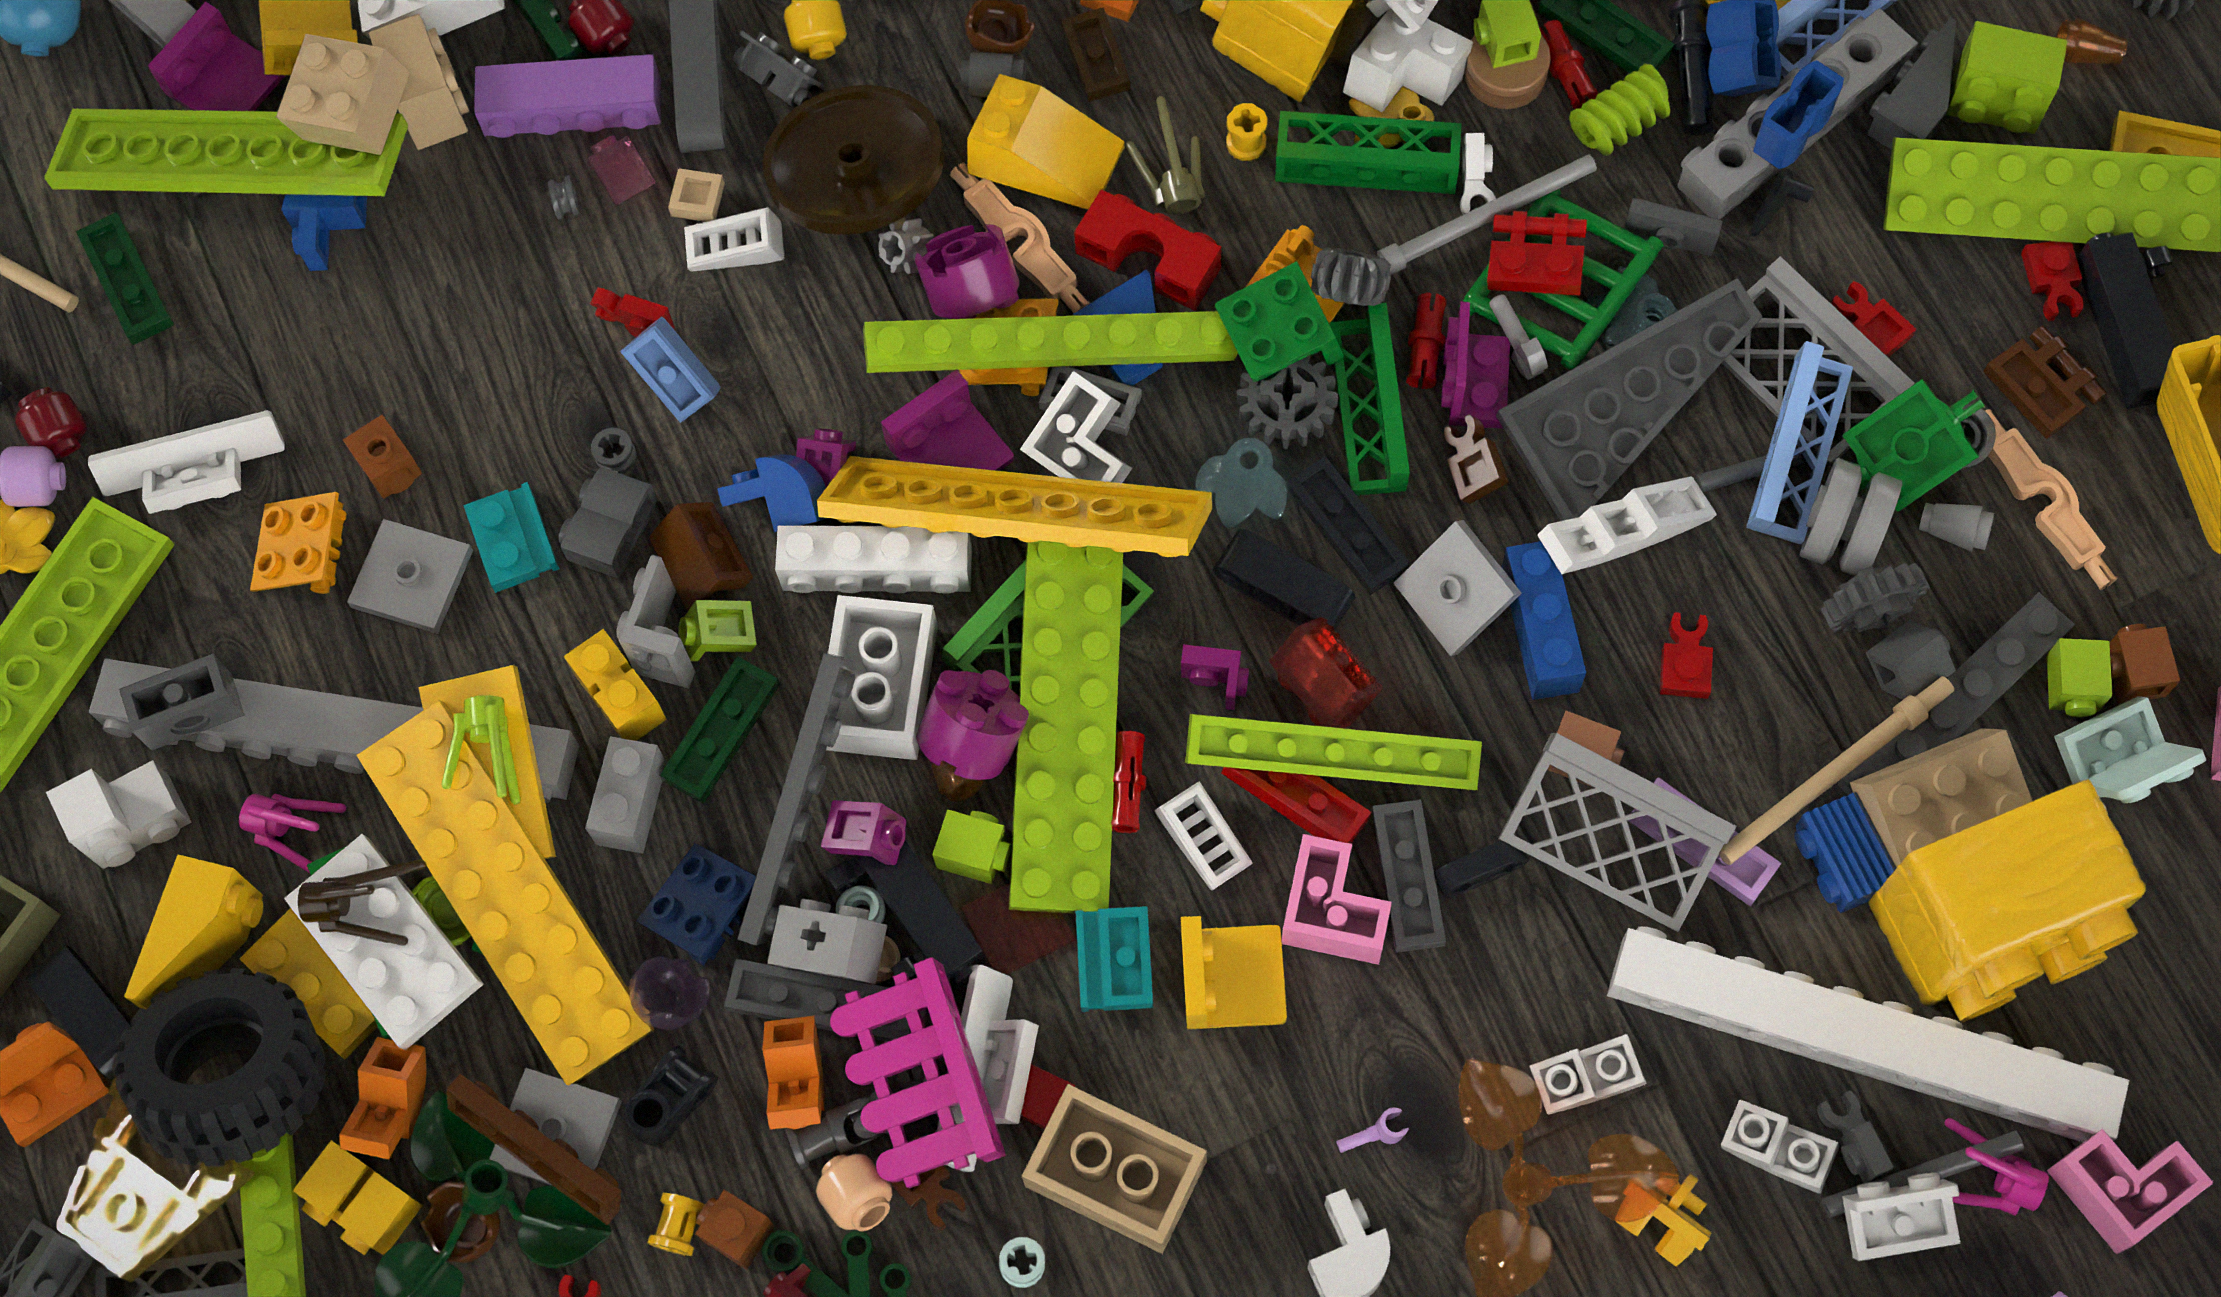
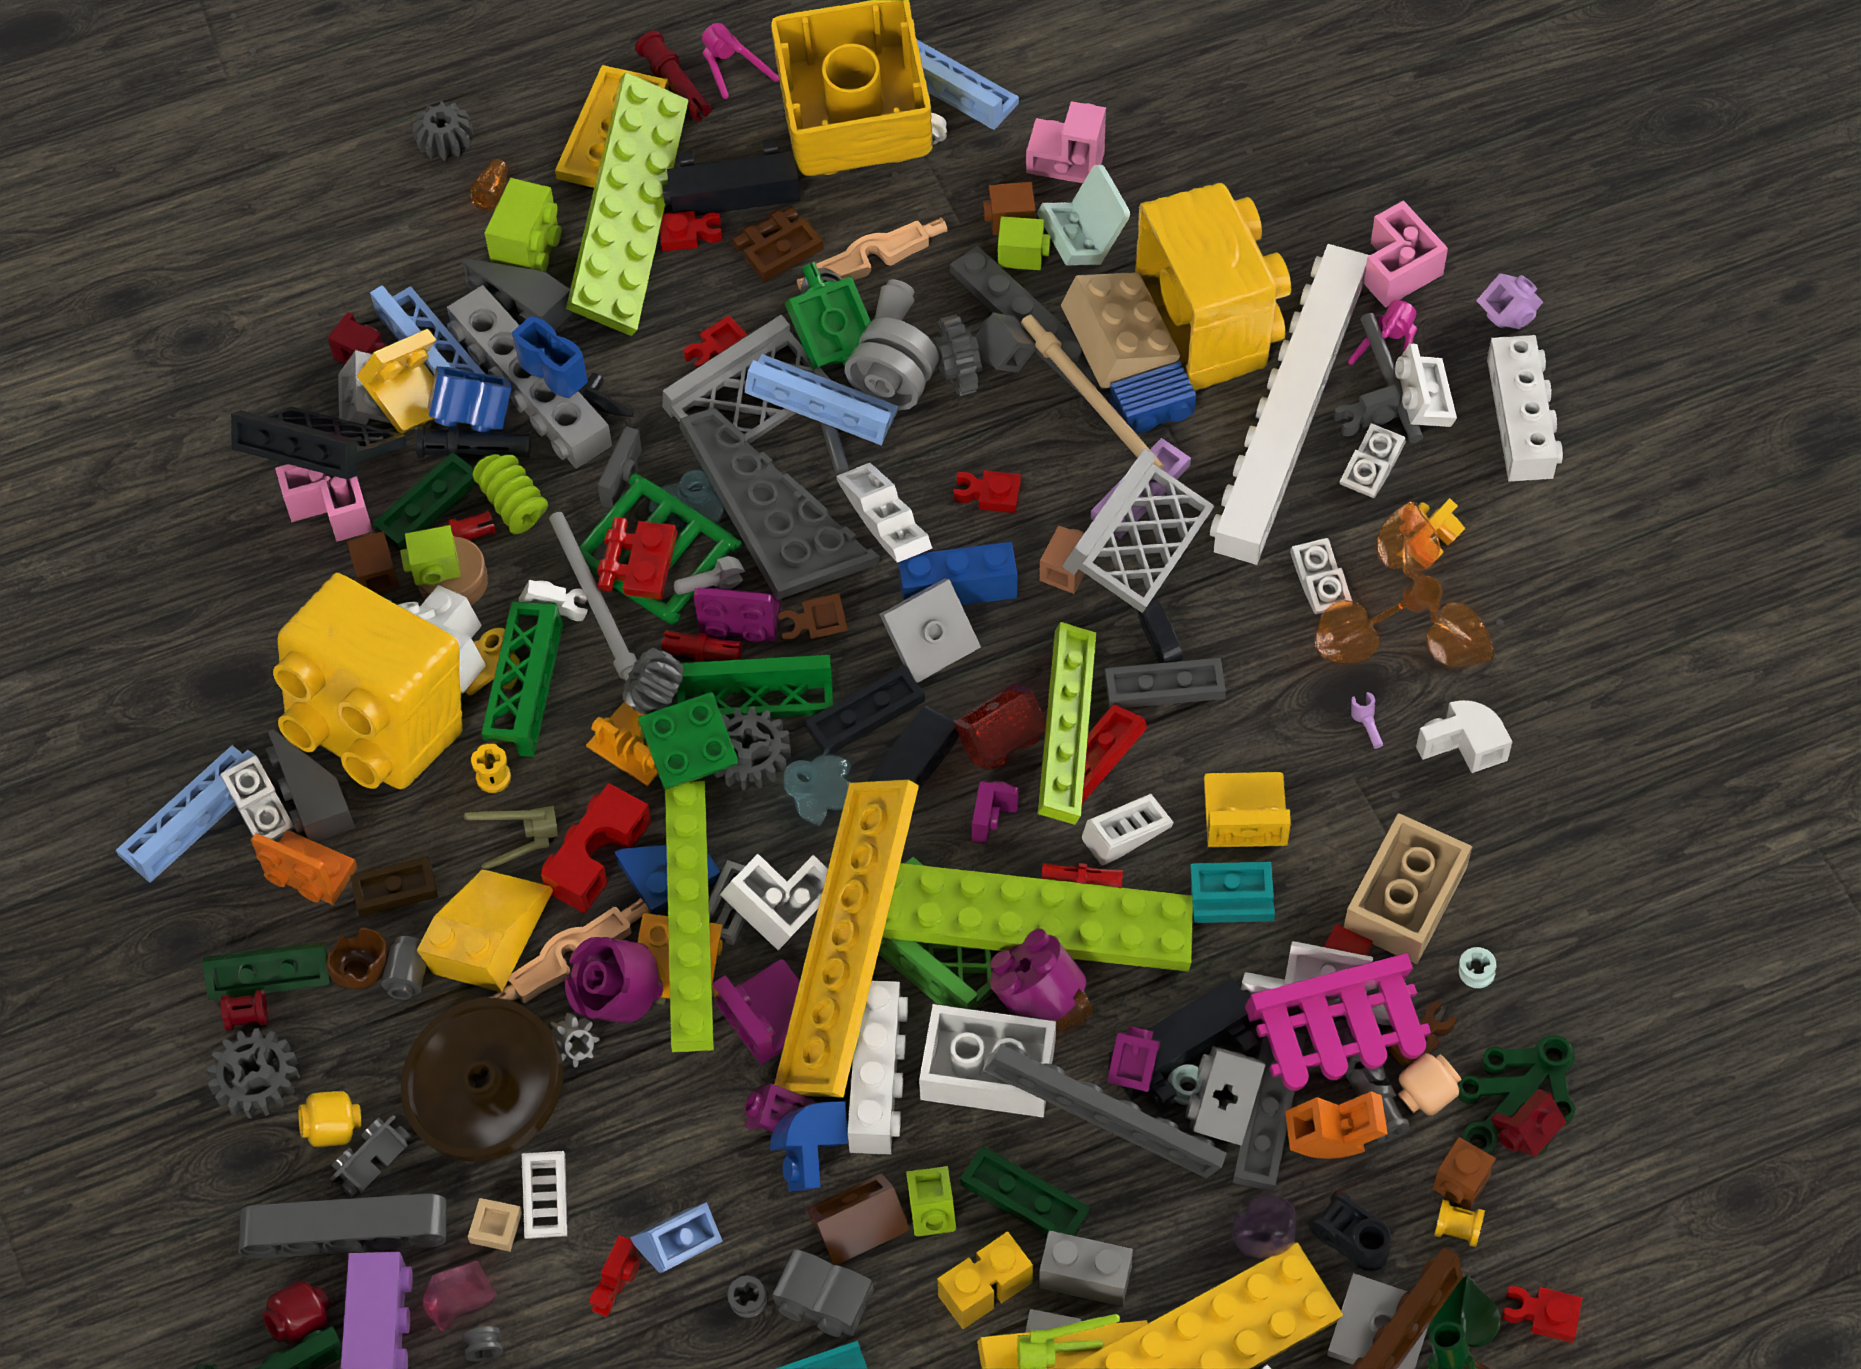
camera: 90 degrees left, 10 degrees down
(647, 644) = (930, 1247): light grey bracket -> none
(699, 903) = (1181, 1210): dark blue hinge -> none
(972, 846) = (1135, 994): lime brick -> none
(1014, 936) = (1208, 968): clear red piece -> none
(1323, 915) = (1191, 738): bright pink brick -> none

